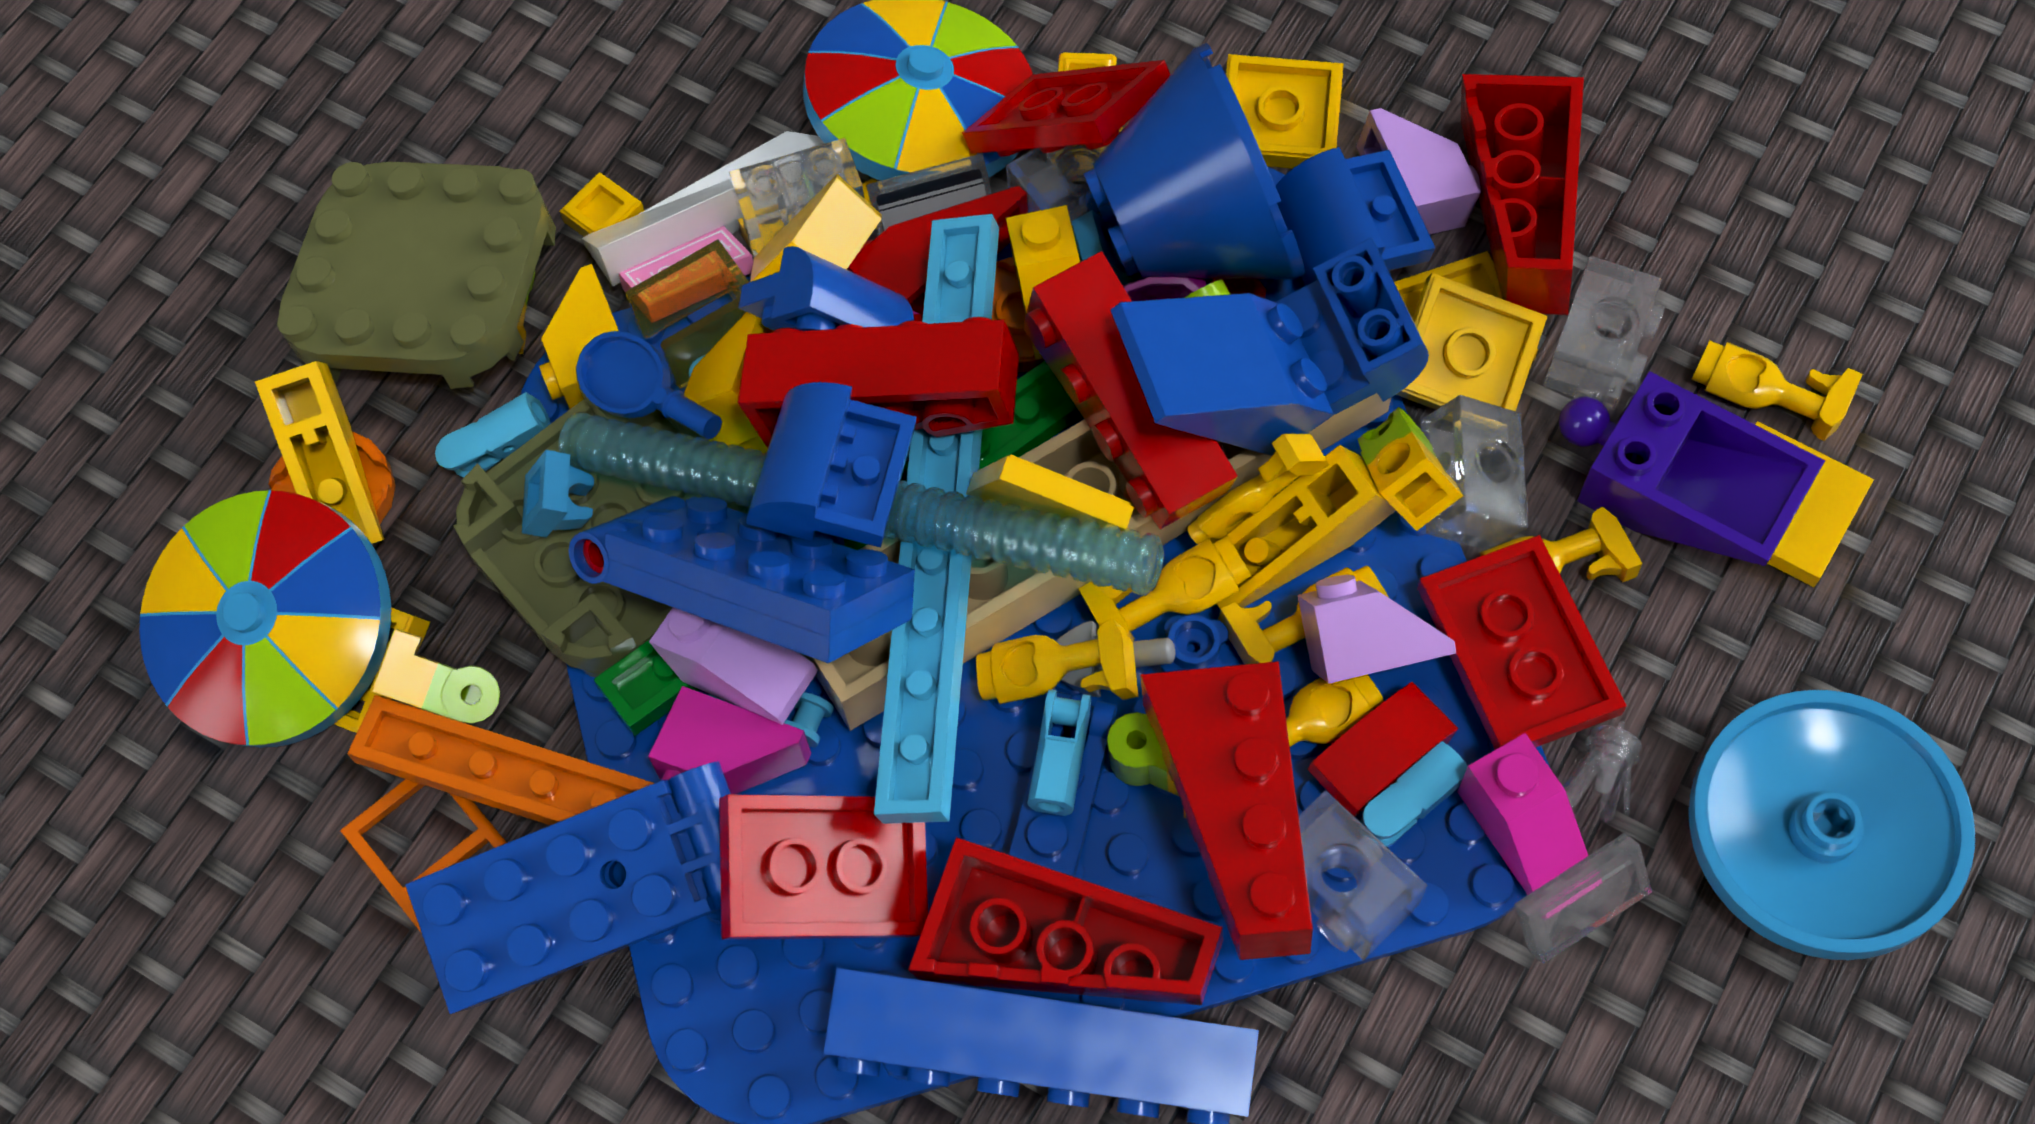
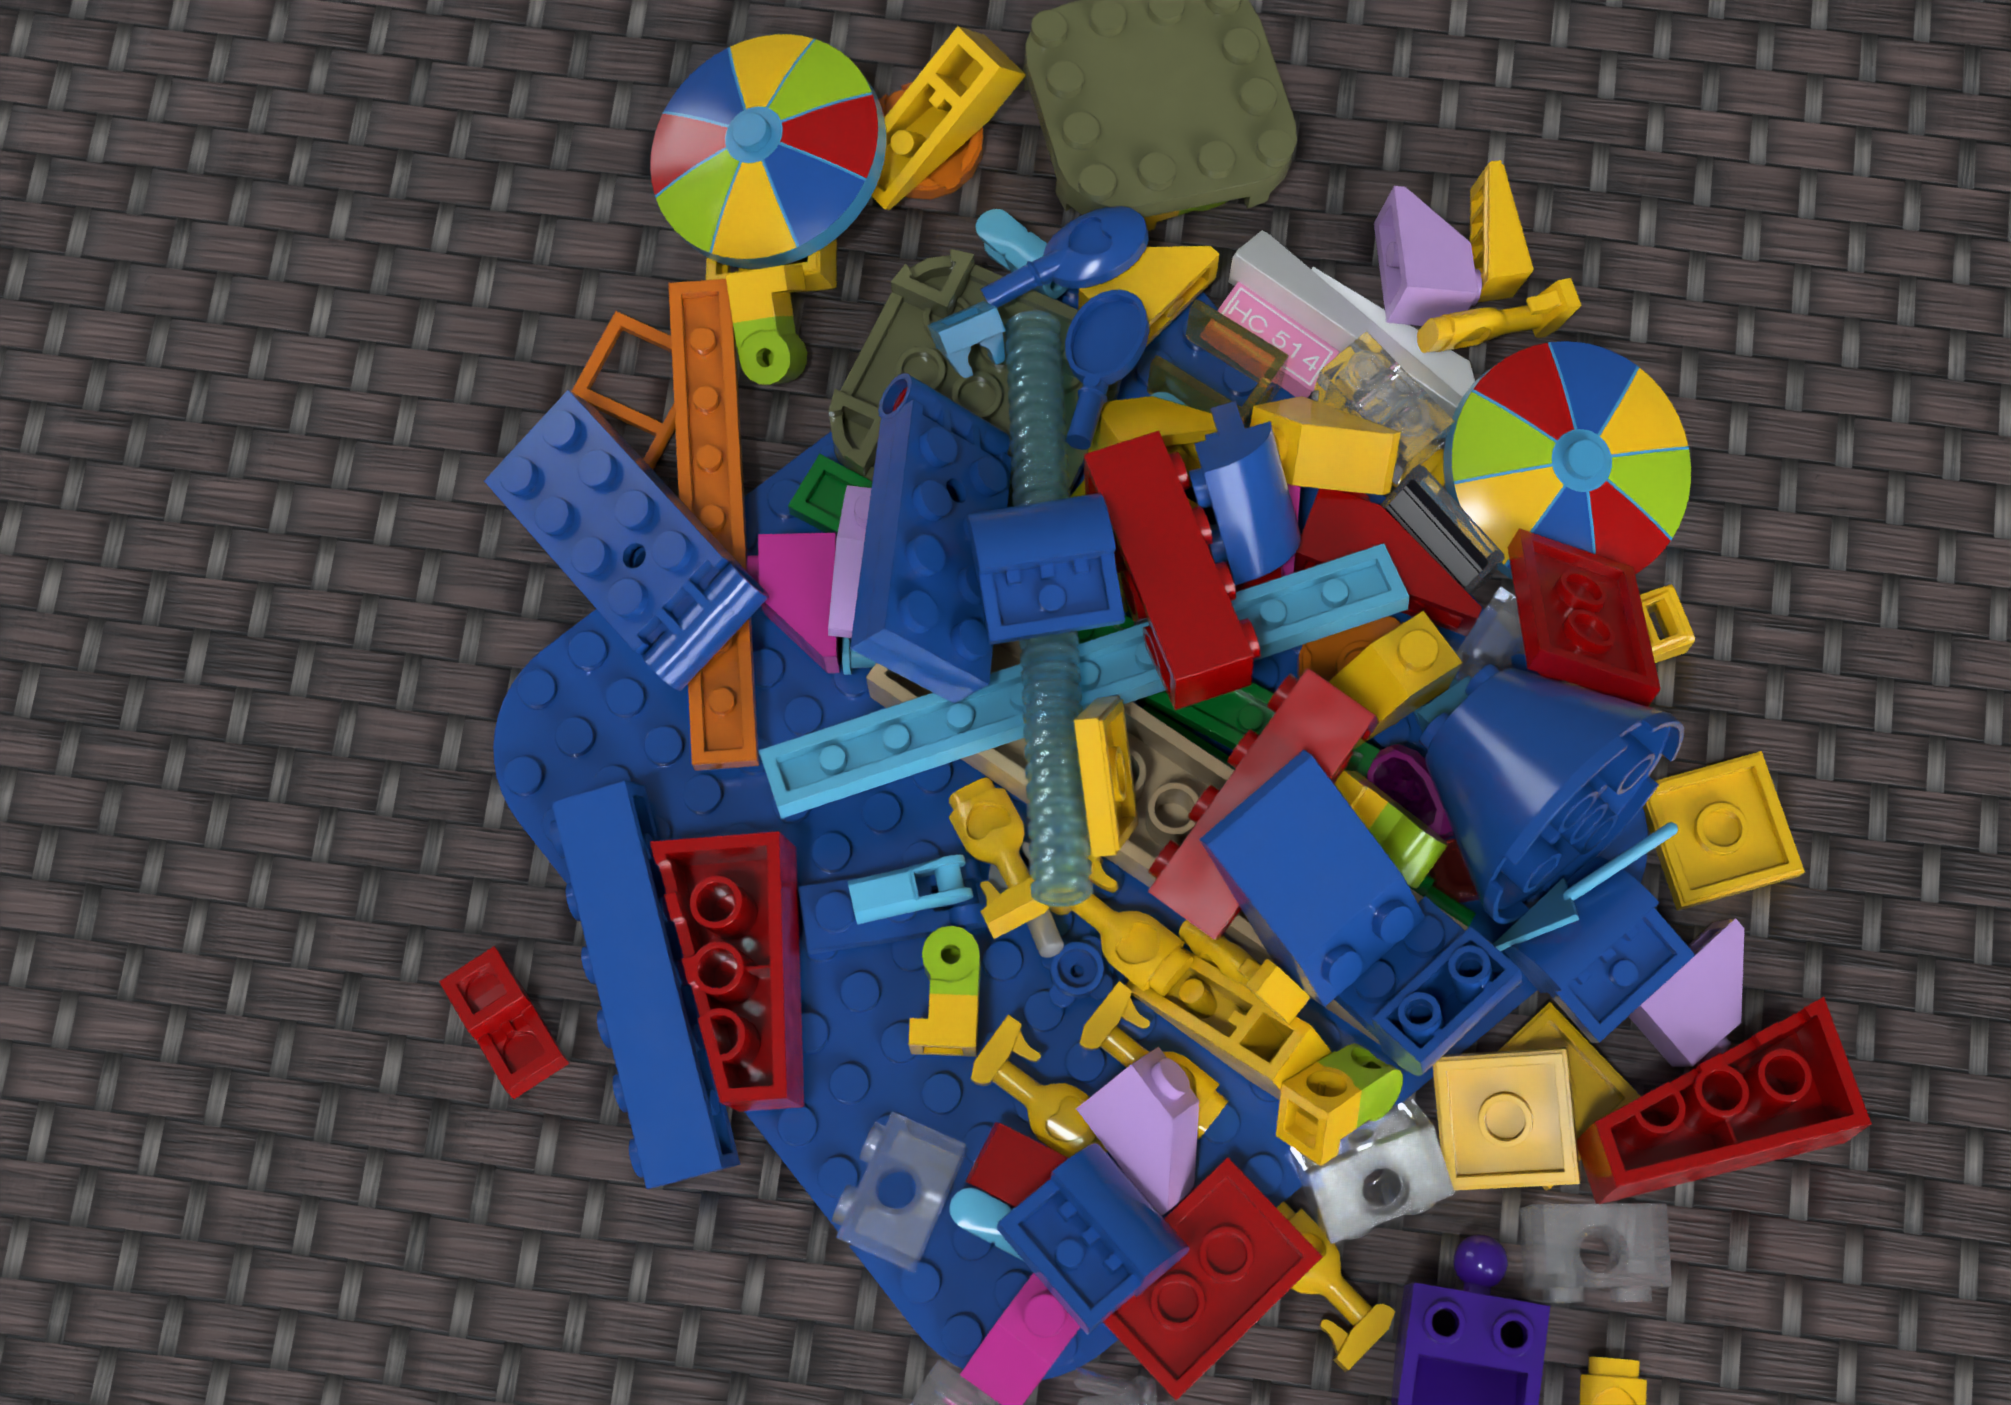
camera: 65 degrees right, 10 degrees up
(527, 375) = (1079, 255): none -> blue piece
(599, 206) = (1311, 231): yellow tile -> none
(680, 128) = (1422, 262): none -> lavender slope
(701, 68) = (1497, 235): none -> yellow slope
(761, 104) = (1475, 326): none -> yellow piece
(819, 869) = (704, 725): plate -> none
(1235, 778) = (917, 1063): red wedge -> none
(1312, 226) = (1558, 905): none -> medium azure piece
(1462, 703) = (1092, 1237): none -> blue brick

